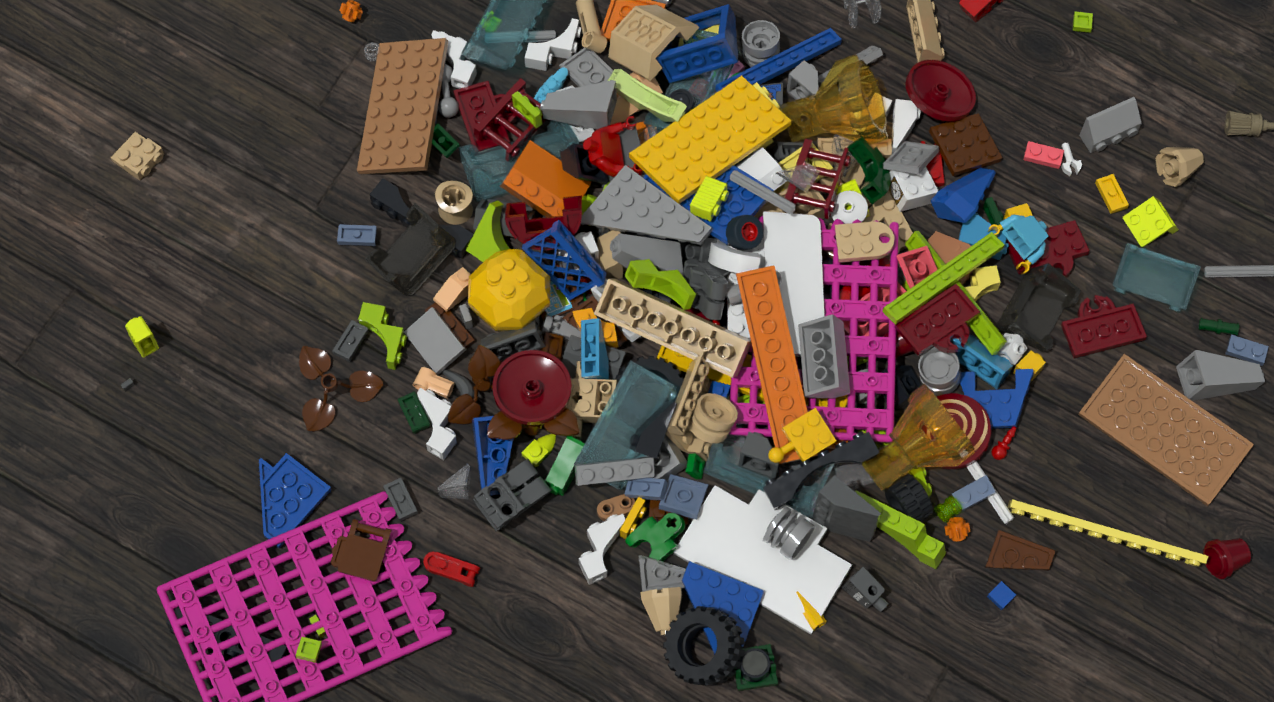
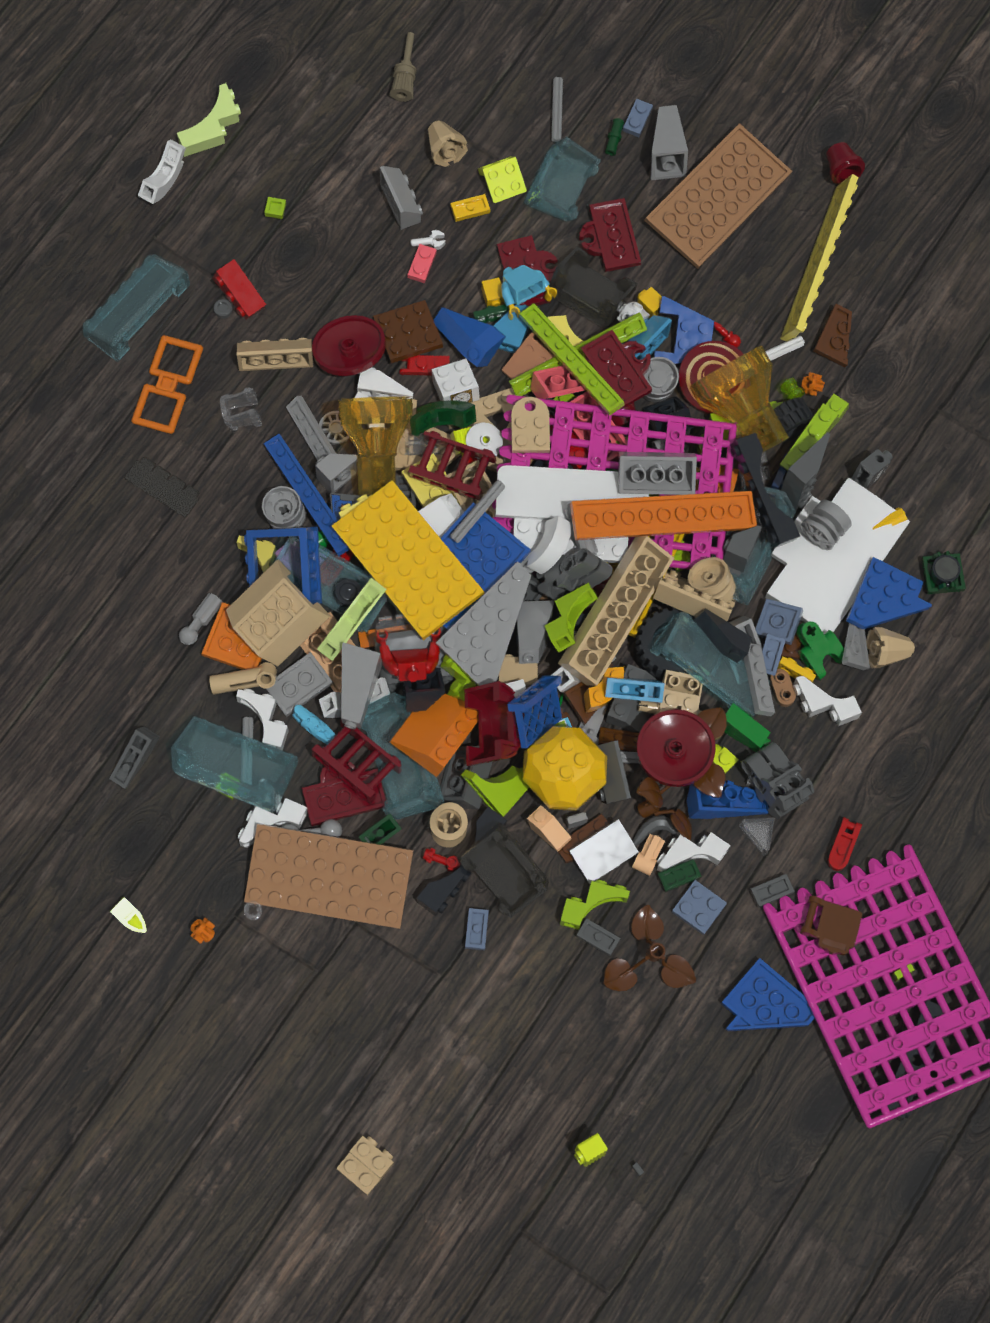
camera: 90 degrees left, 5 degrees up
(308, 649) = (936, 975): lime plate -> none
(383, 433) = (699, 907): none -> sand blue plate
(427, 192) = (451, 862): none -> red bar
(524, 106) = (358, 738): lime plate -> none
(680, 640) = (955, 617): black tyre -> none
(695, 466) = (744, 610): green tile -> none
(709, 198) = (483, 561): neon yellow brick -> none
(720, 389) = (678, 575): blue plate -> none
(744, 232) = (524, 530): black wheel -> none
(801, 176) = (455, 474): clear slope -> none
(806, 436) = (737, 496): yellow plate -> none
(911, 157) = (428, 378): light grey tile -> none
(974, 493) = (780, 369): sand blue plate -> none
(1001, 595) = (873, 355): blue tile -> none

